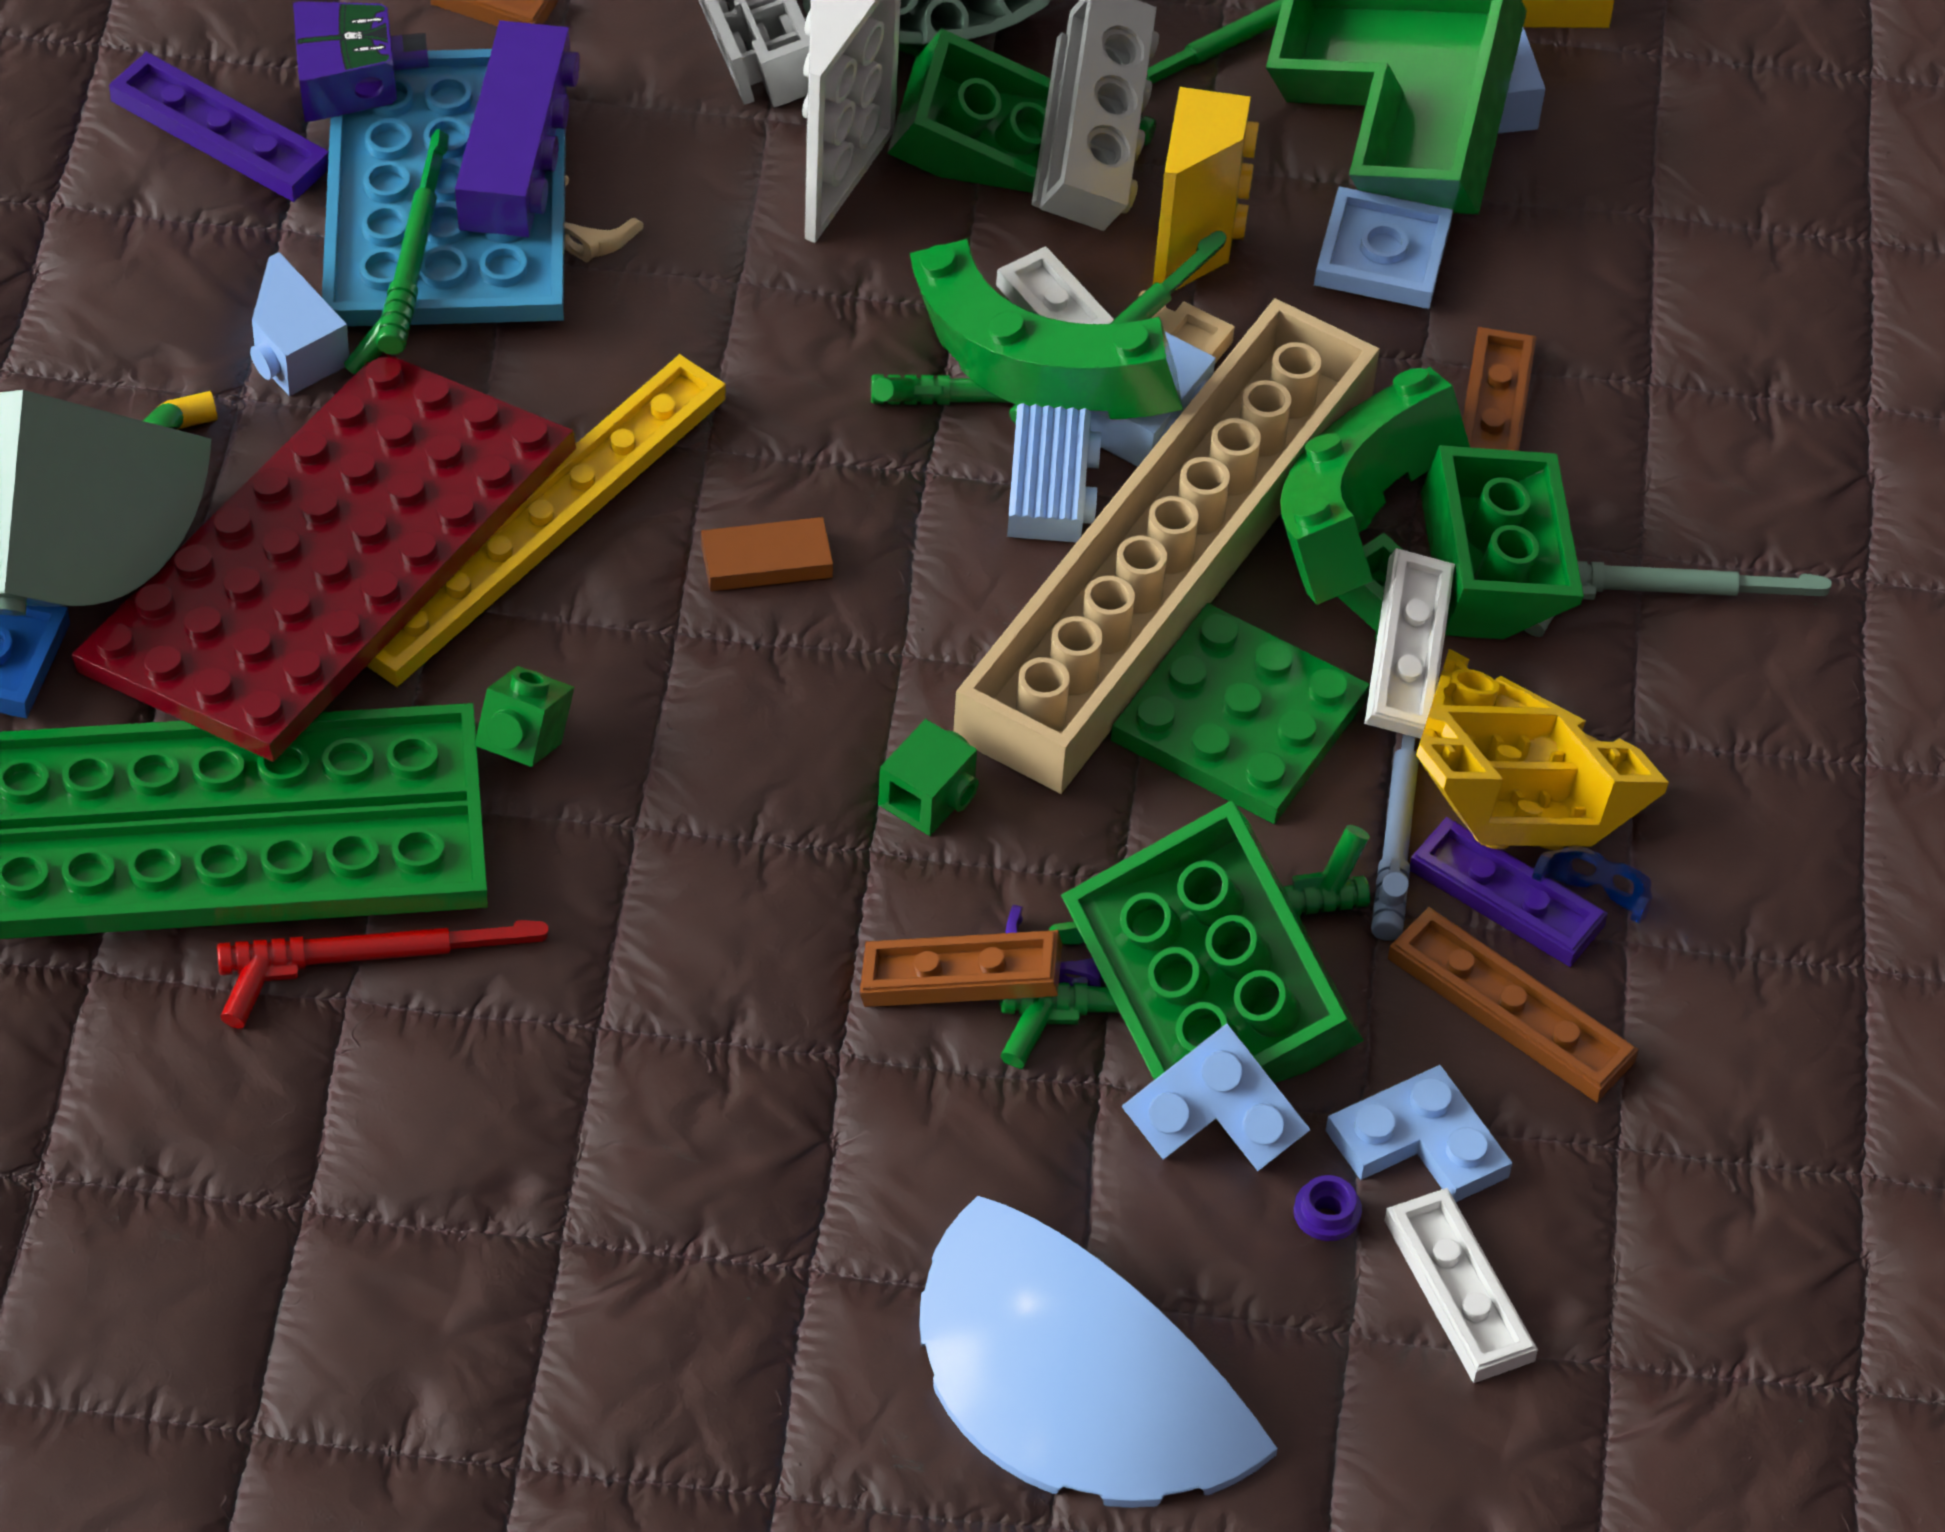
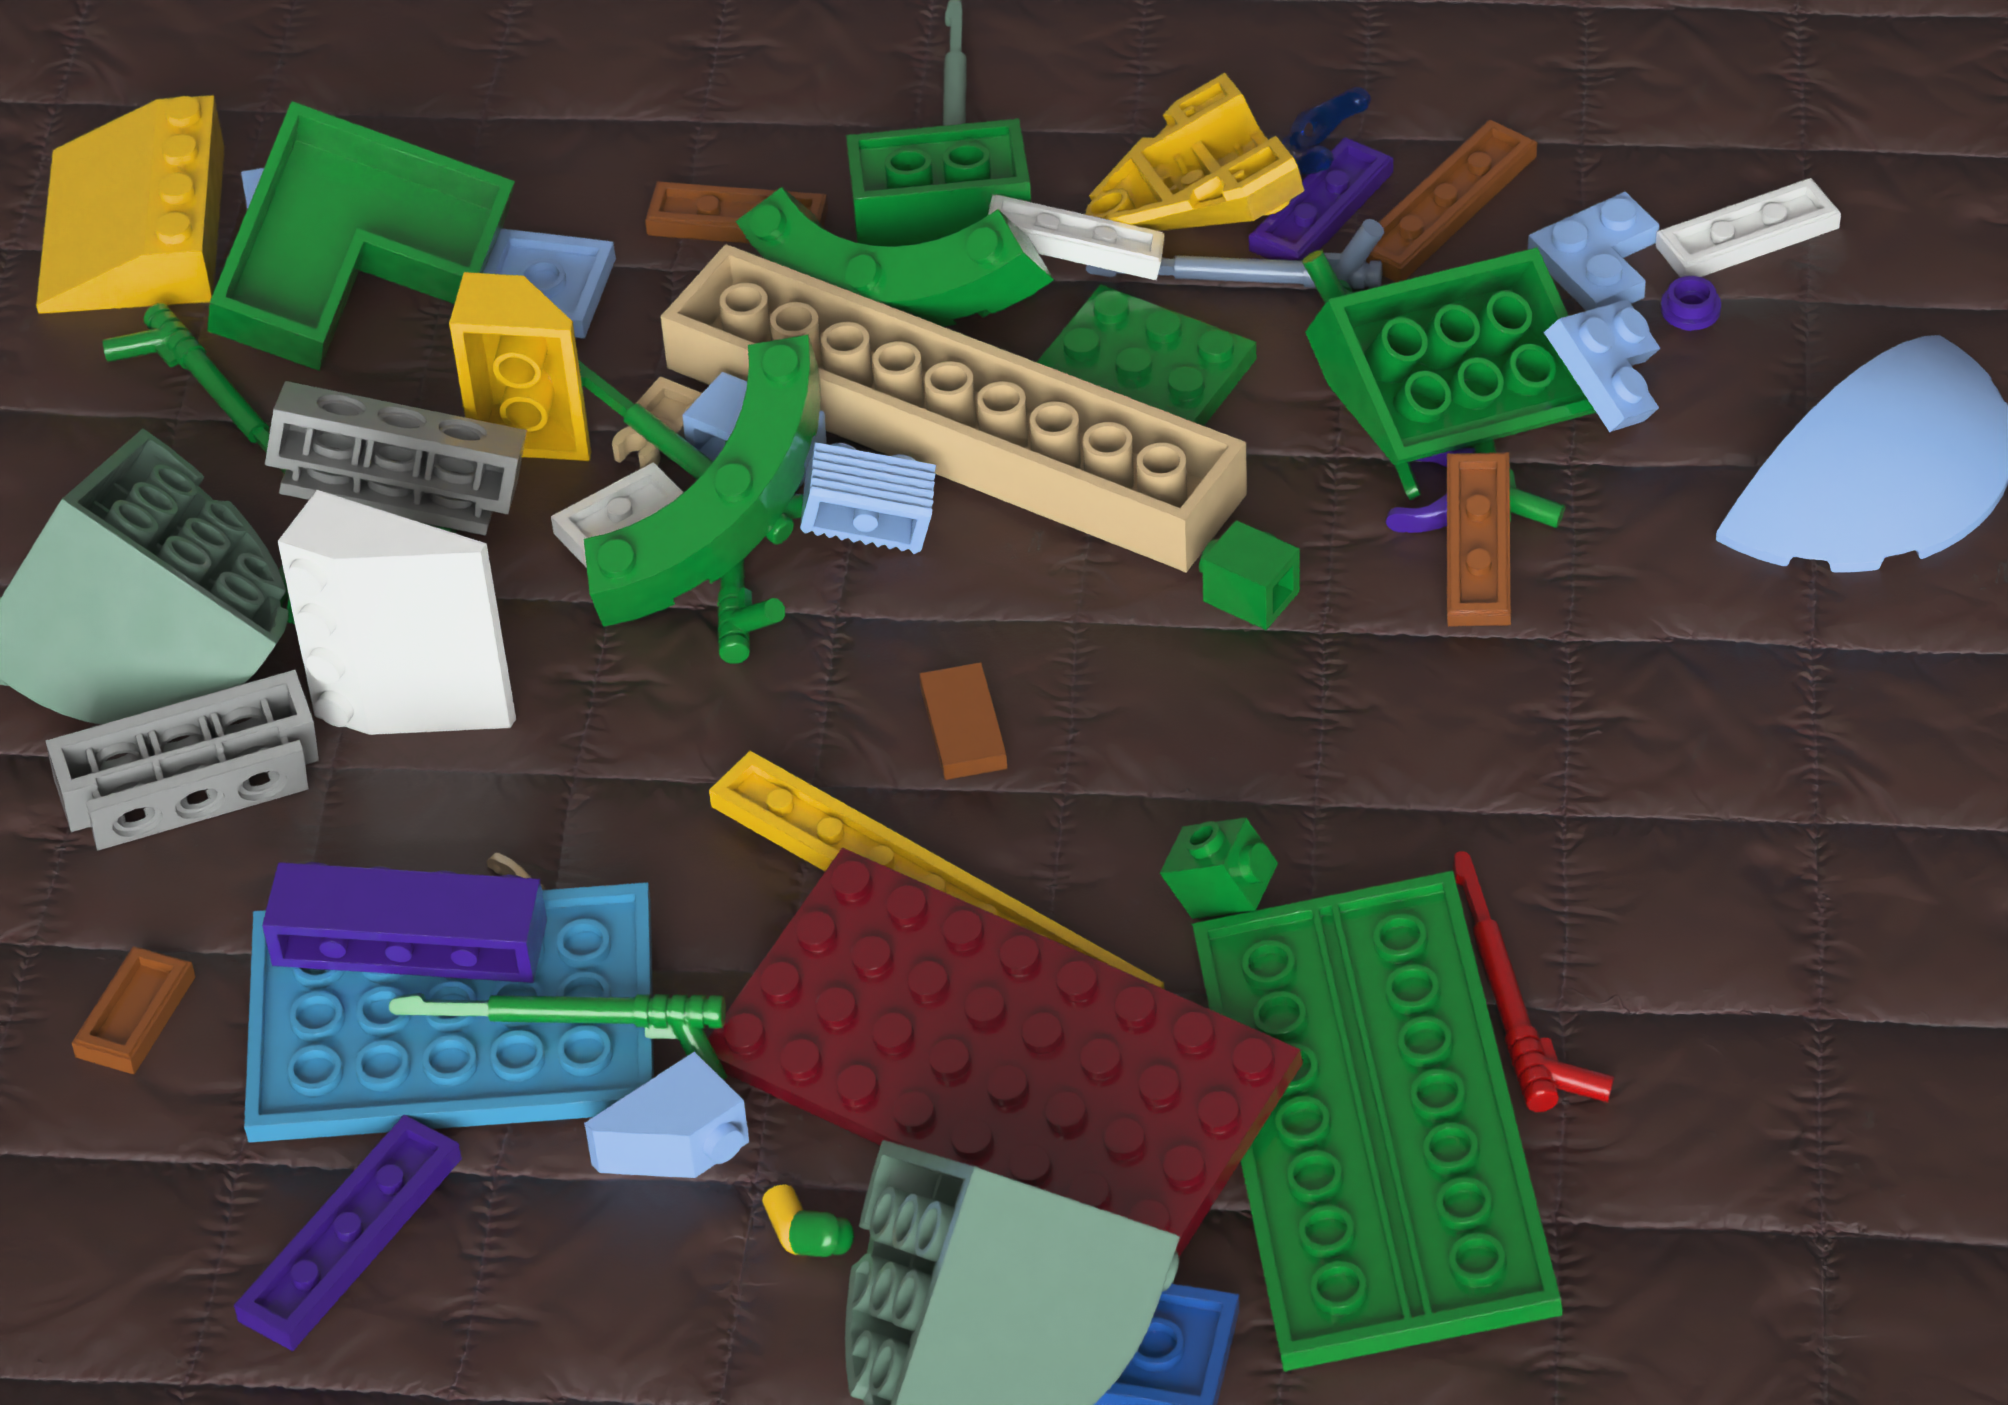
camera: 85 degrees left, 5 degrees down
(350, 57) = (280, 1088): dark purple torso -> none

